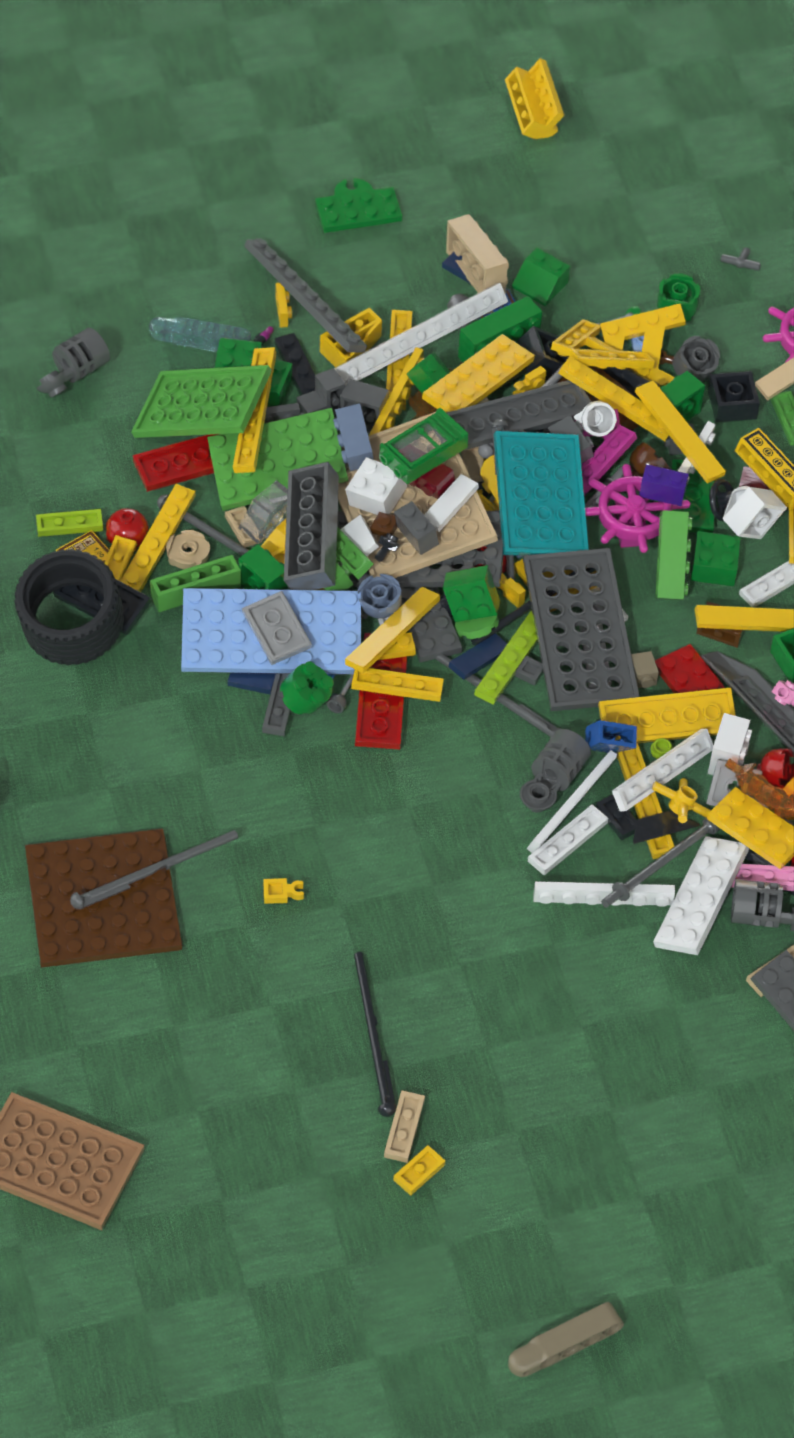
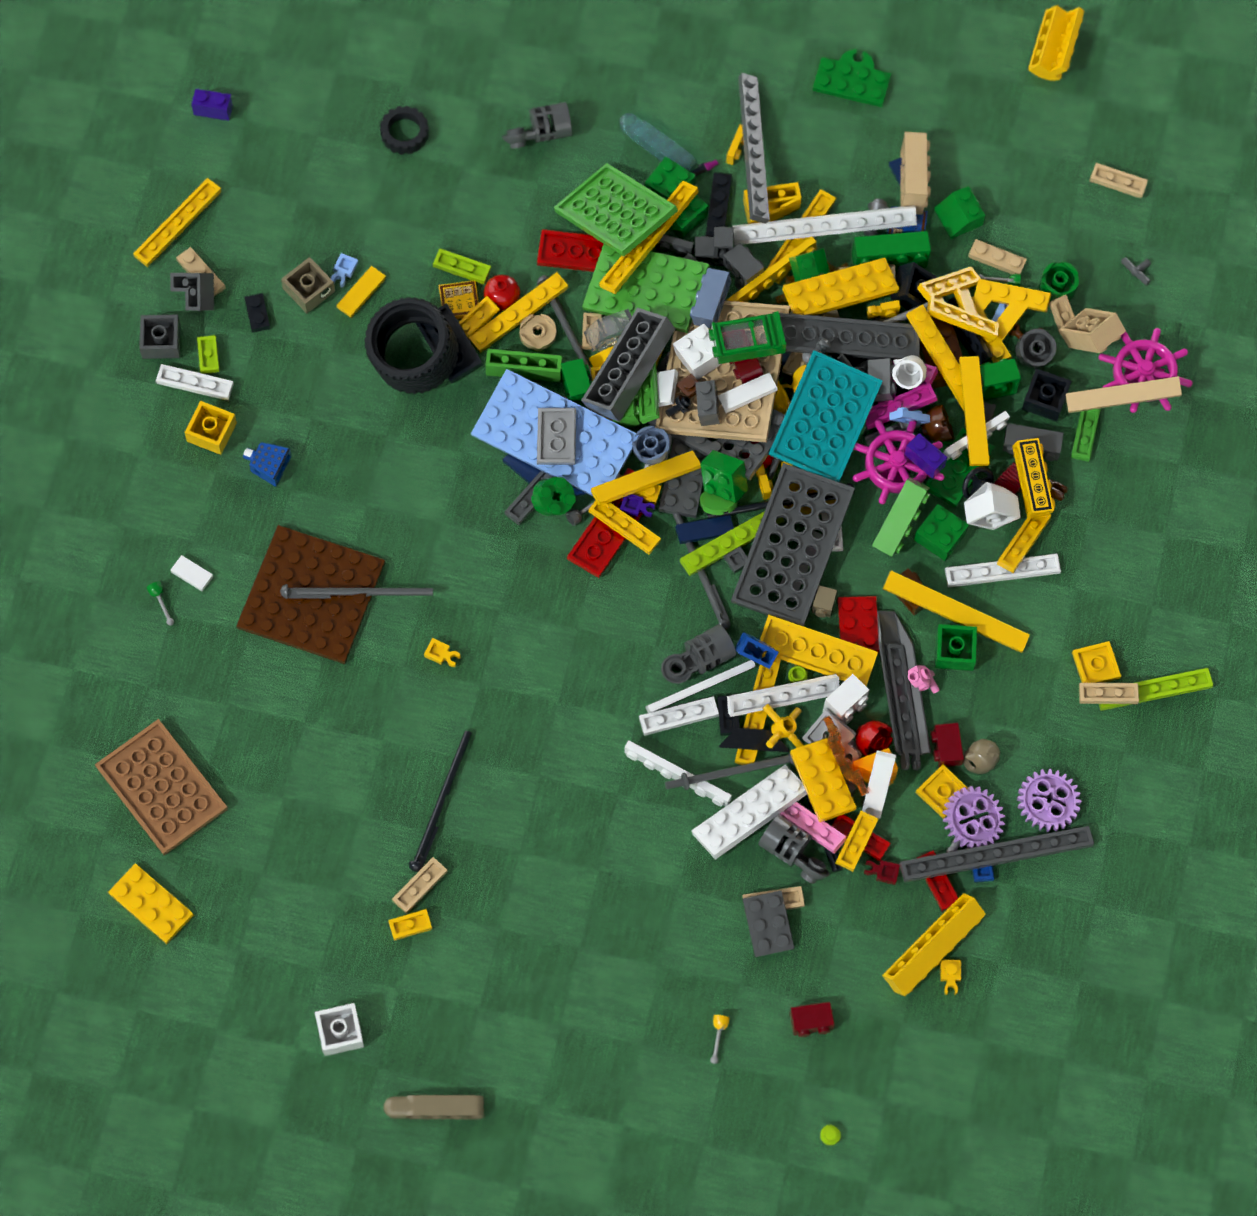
camera: 30 degrees right, 15 degrees up
(117, 1286) = (150, 903): none -> yellow plate
(397, 662) = (634, 504): none -> dark purple plate
(412, 1309) = (339, 1029): none -> white brick
(601, 303) = (997, 257): none -> tan plate
(616, 461) = (905, 416): none -> light blue plate
(672, 193) = (1118, 180): none -> tan plate
(701, 322) = (1061, 311): none -> tan plate
(726, 442) = (1049, 439): none -> dark grey brick
(742, 320) = (1092, 330): none -> tan brick

